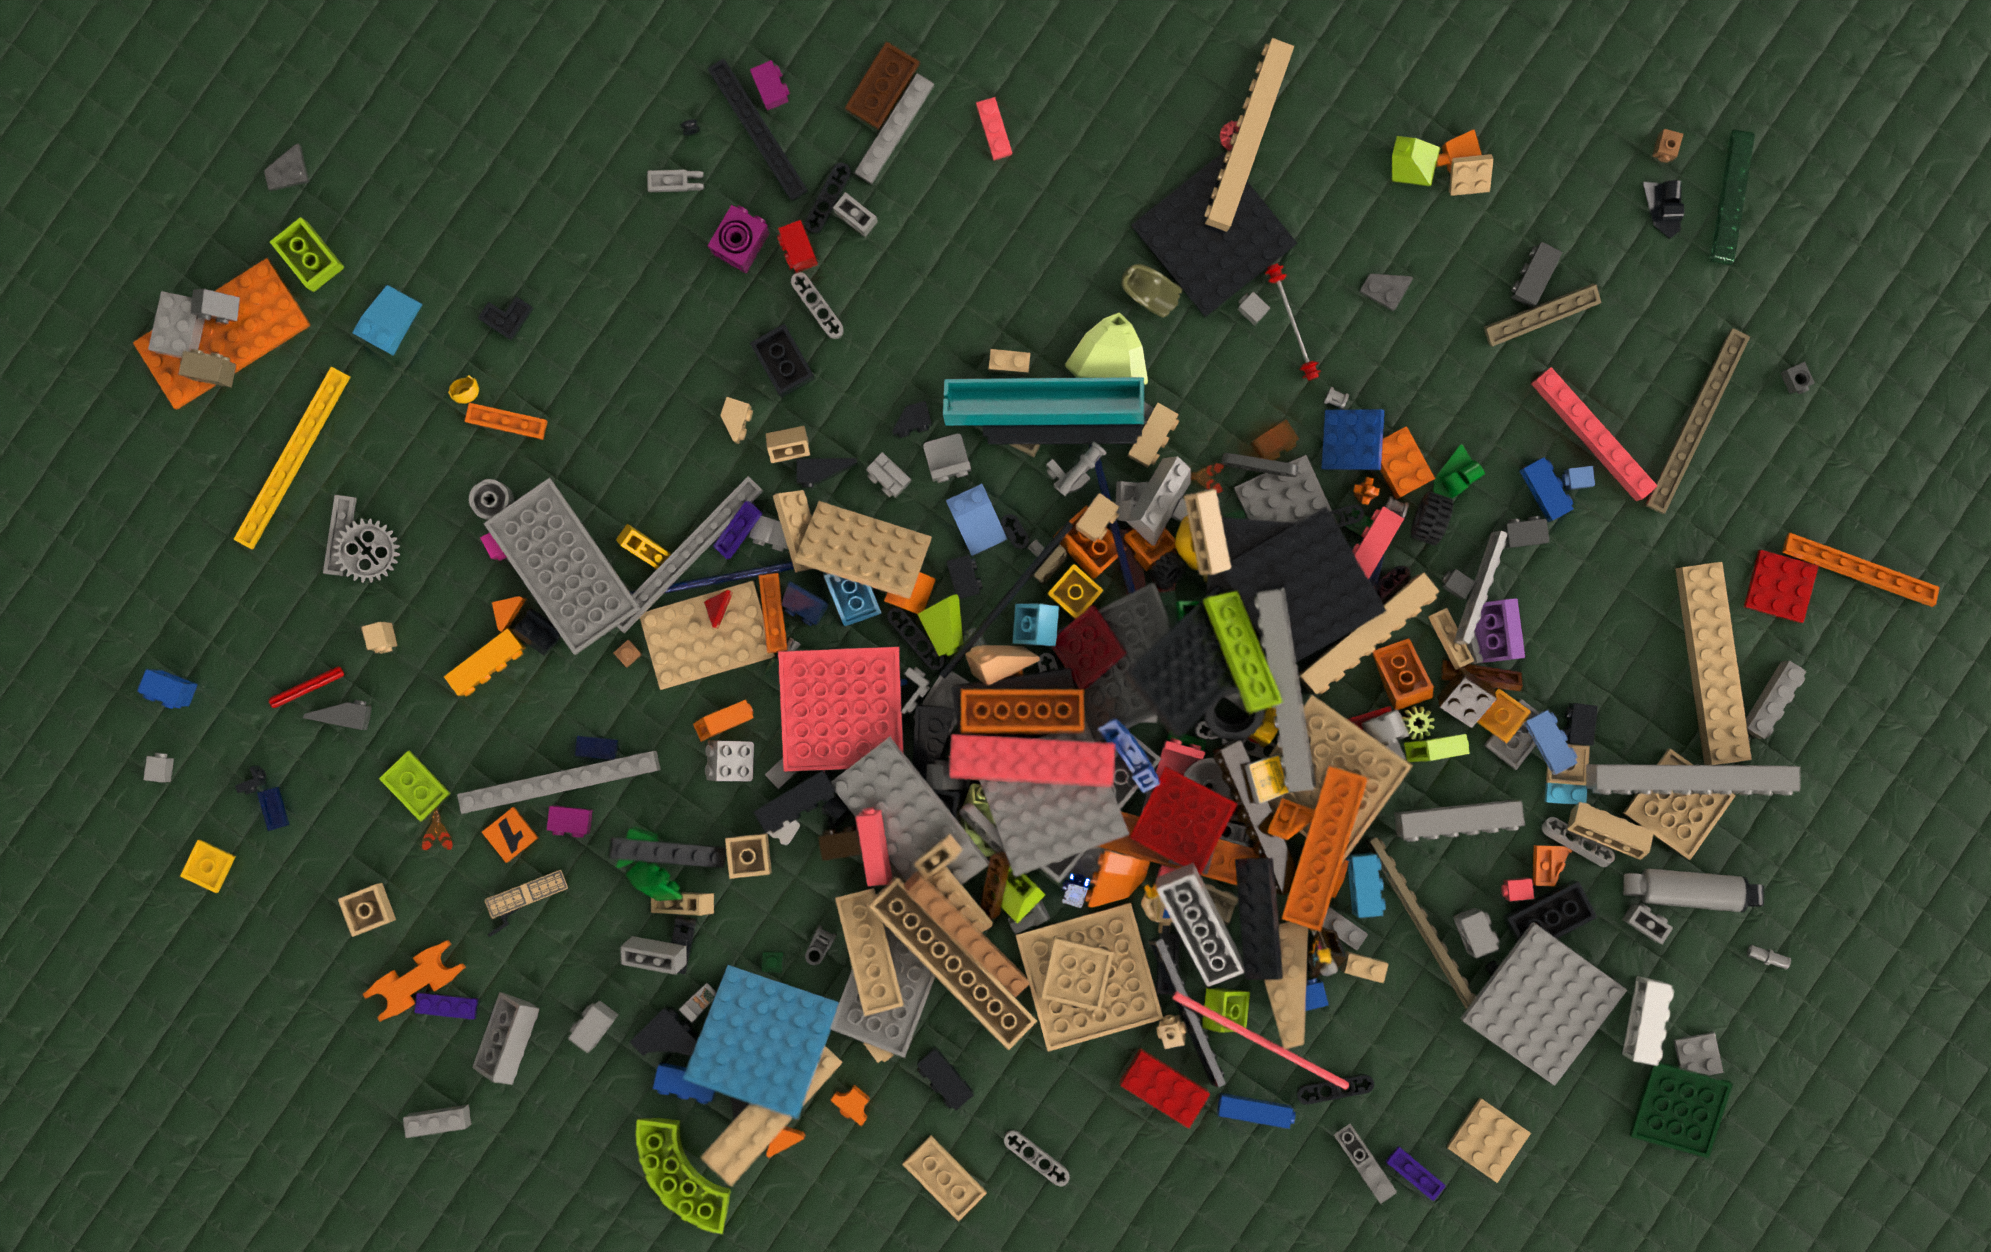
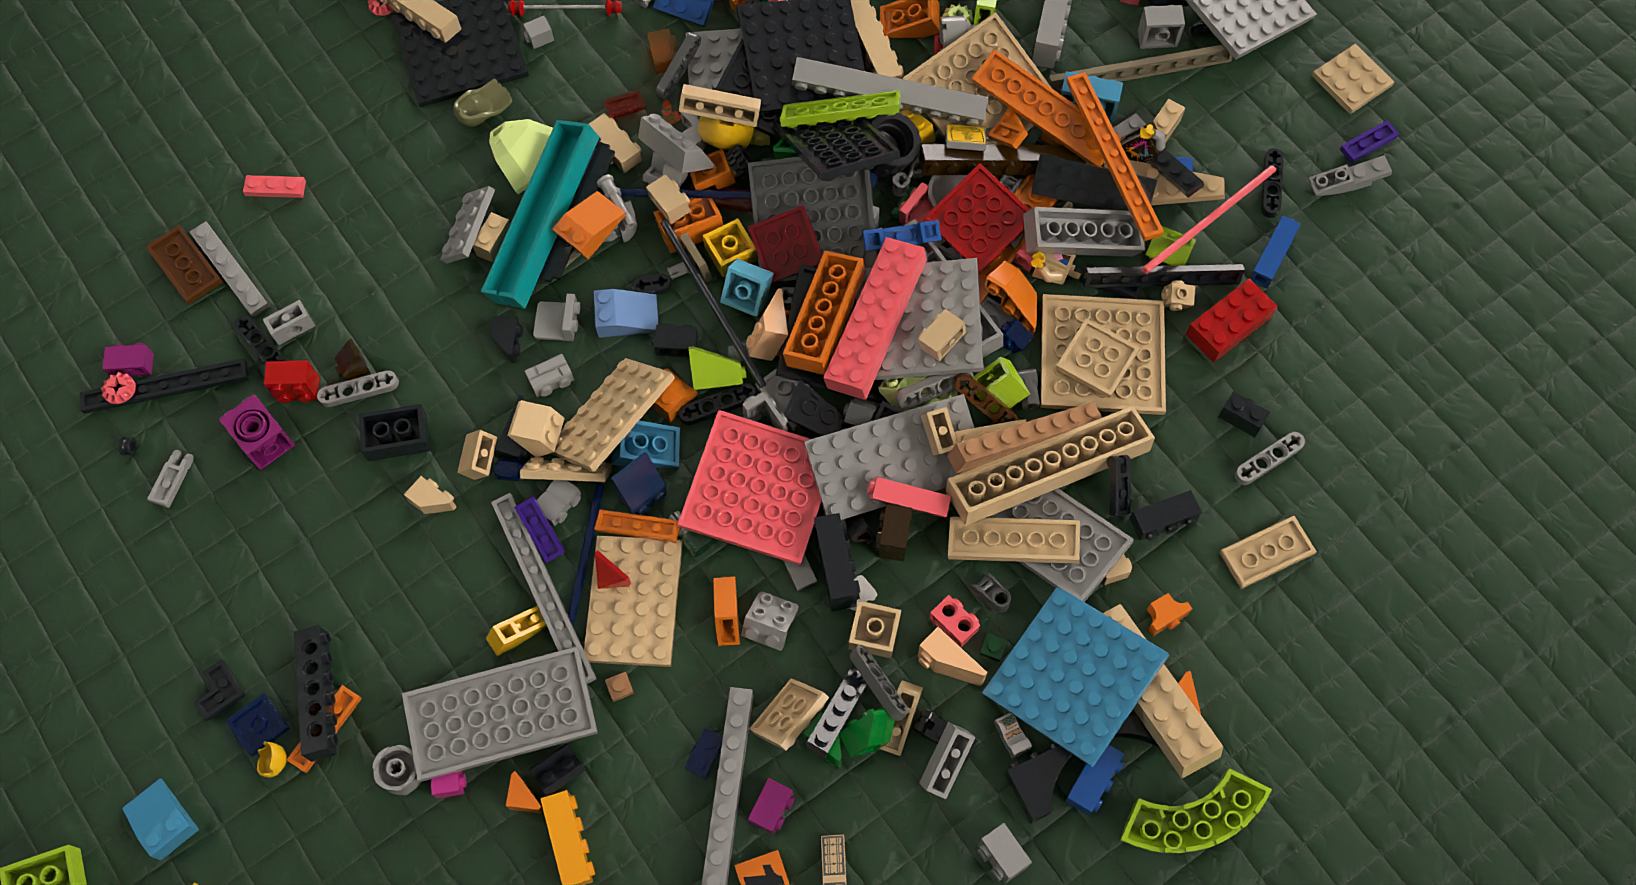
camera: 70 degrees left, 20 degrees down
(490, 363) = (257, 723): none -> clear blue plate
(534, 391) = (305, 642): none -> black brick
(646, 809) = (789, 714): none -> tan plate
(695, 875) = (879, 683): none -> dark grey beam
(742, 926) = (947, 658): none -> light nougat slope
(746, 95) = (123, 393): none -> coral gear
(778, 919) = (950, 624): none -> coral brick
(786, 478) = (508, 469): none -> clear blue brick
(827, 488) = (536, 428): none -> tan slope
(836, 290) = (350, 362): none -> dark brown slope
(956, 1030) = (1120, 485): none -> black plate
(1012, 334) = (467, 224): none -> light grey plate
(1031, 828) = (941, 334): none -> tan brick
(1046, 453) = (589, 223): none -> orange slope
(1070, 1124) = (1244, 414): none -> black brick
(1200, 427) = (624, 104): none -> clear red plate
(1288, 931) = (1115, 157): none -> orange plate
(1296, 996) = (1177, 173): none -> black plate

